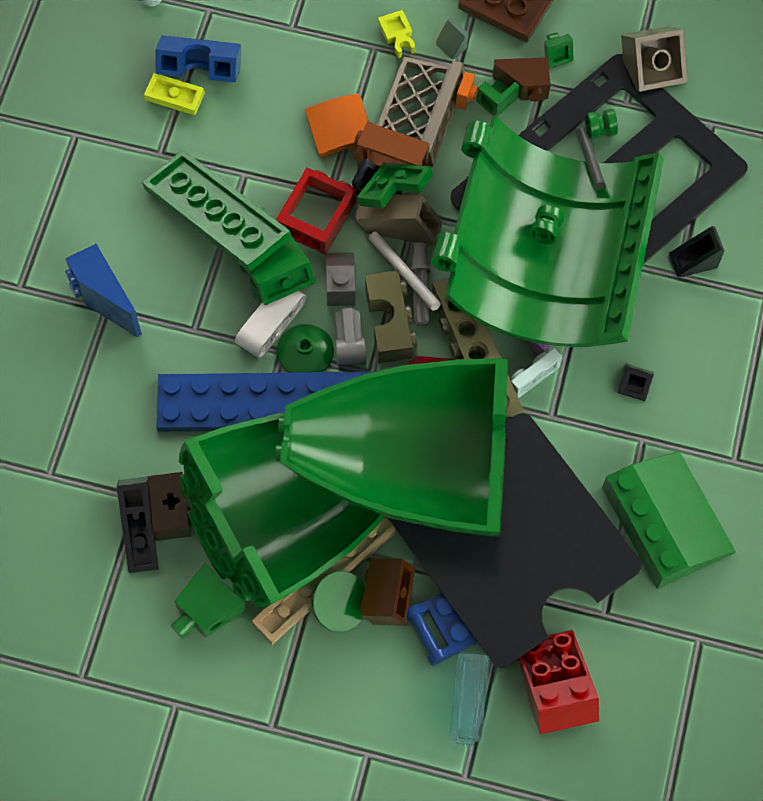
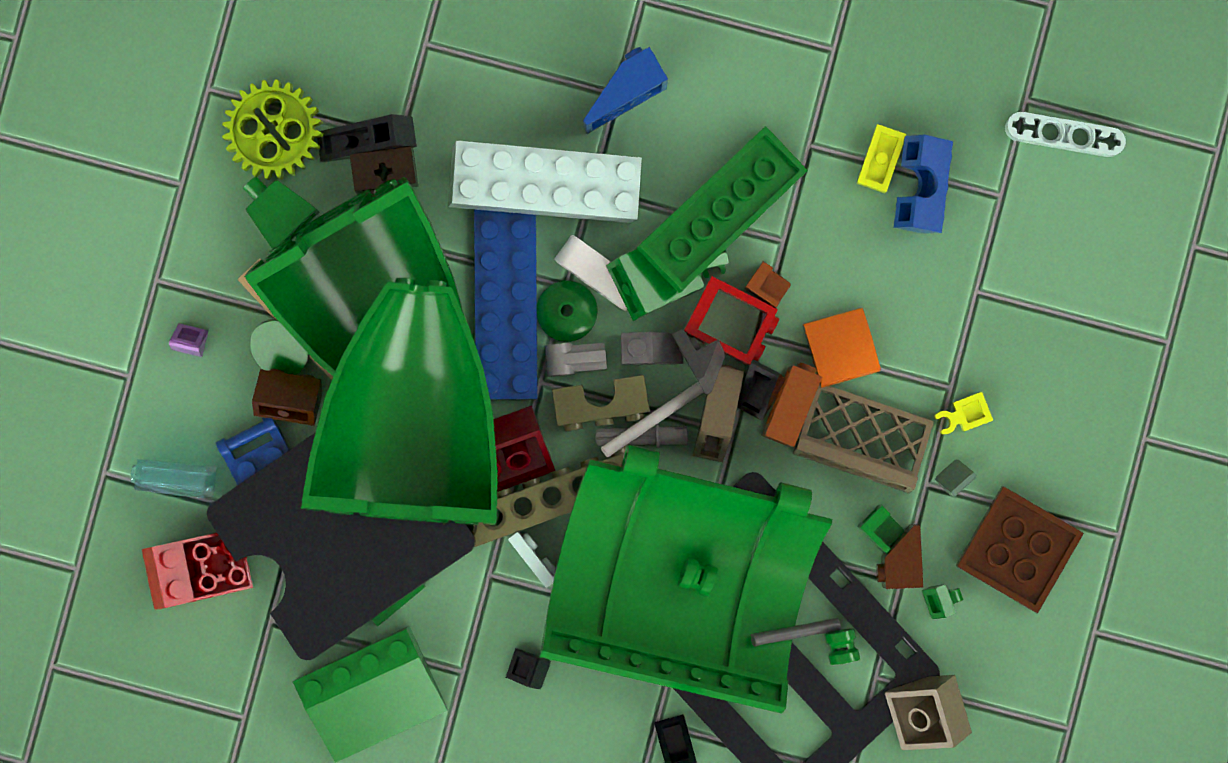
camera: 90 degrees right, 20 degrees up
(108, 590) = (293, 112): none -> lime gear
(185, 358) = (544, 182): none -> light aqua brick
(281, 184) = (767, 285): none -> dark orange panel
(331, 692) = (189, 340): none -> medium lavender slope
(356, 225) = (703, 361): none -> dark grey slope
(393, 178) = (753, 403): green plate -> none
(466, 91) = (884, 494): orange plate -> none

